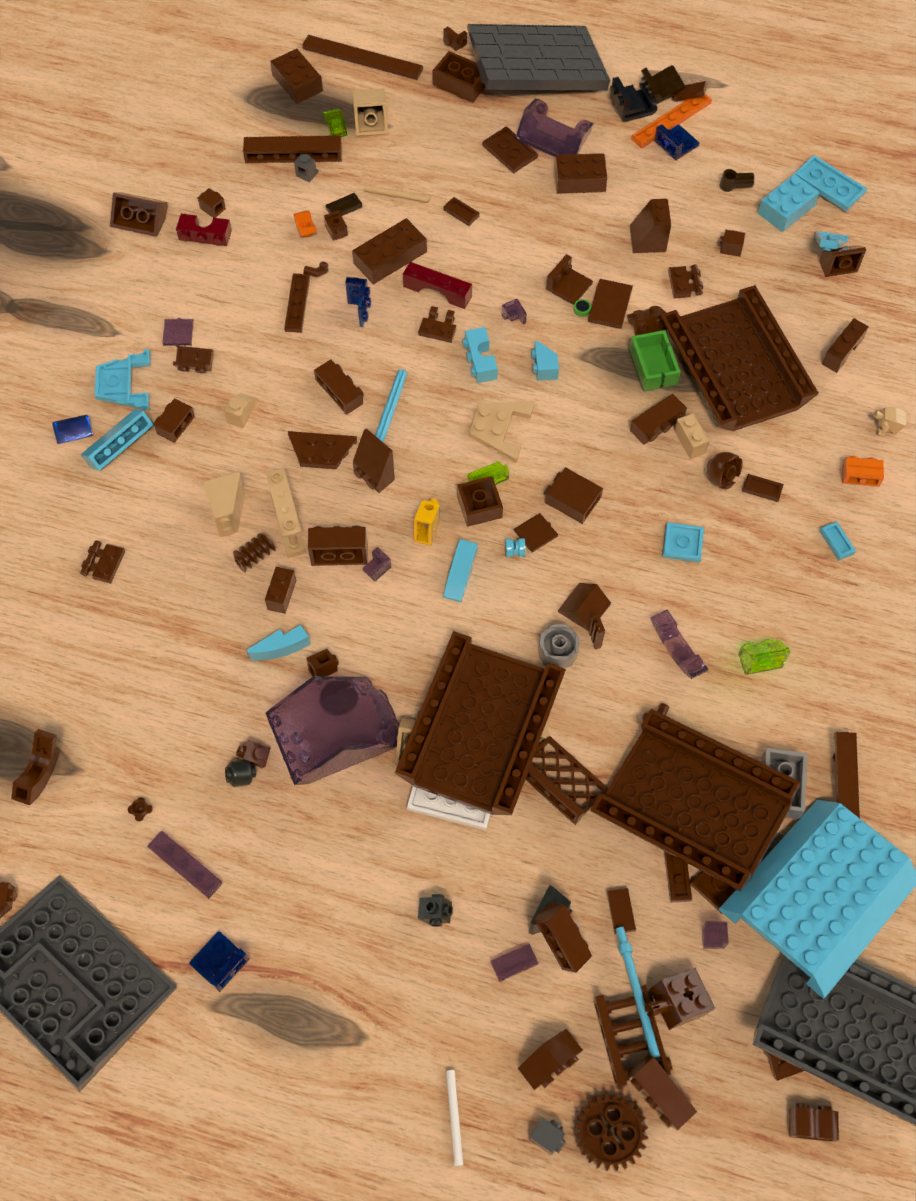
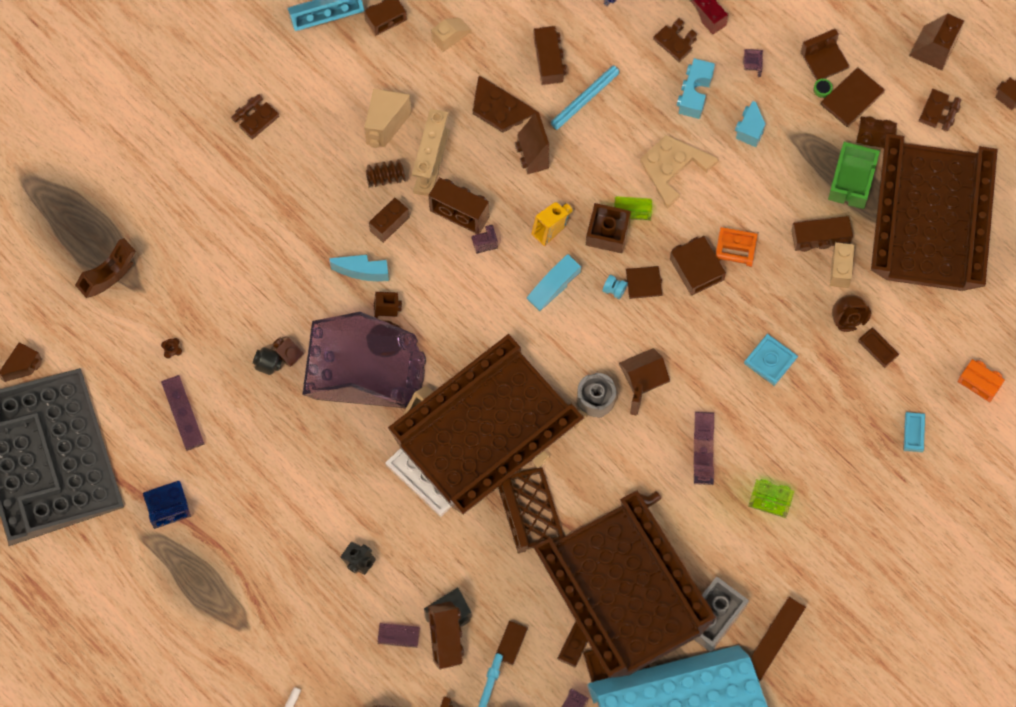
camera: 30 degrees right, 5 degrees up
(593, 459) = (737, 241): none -> orange plate

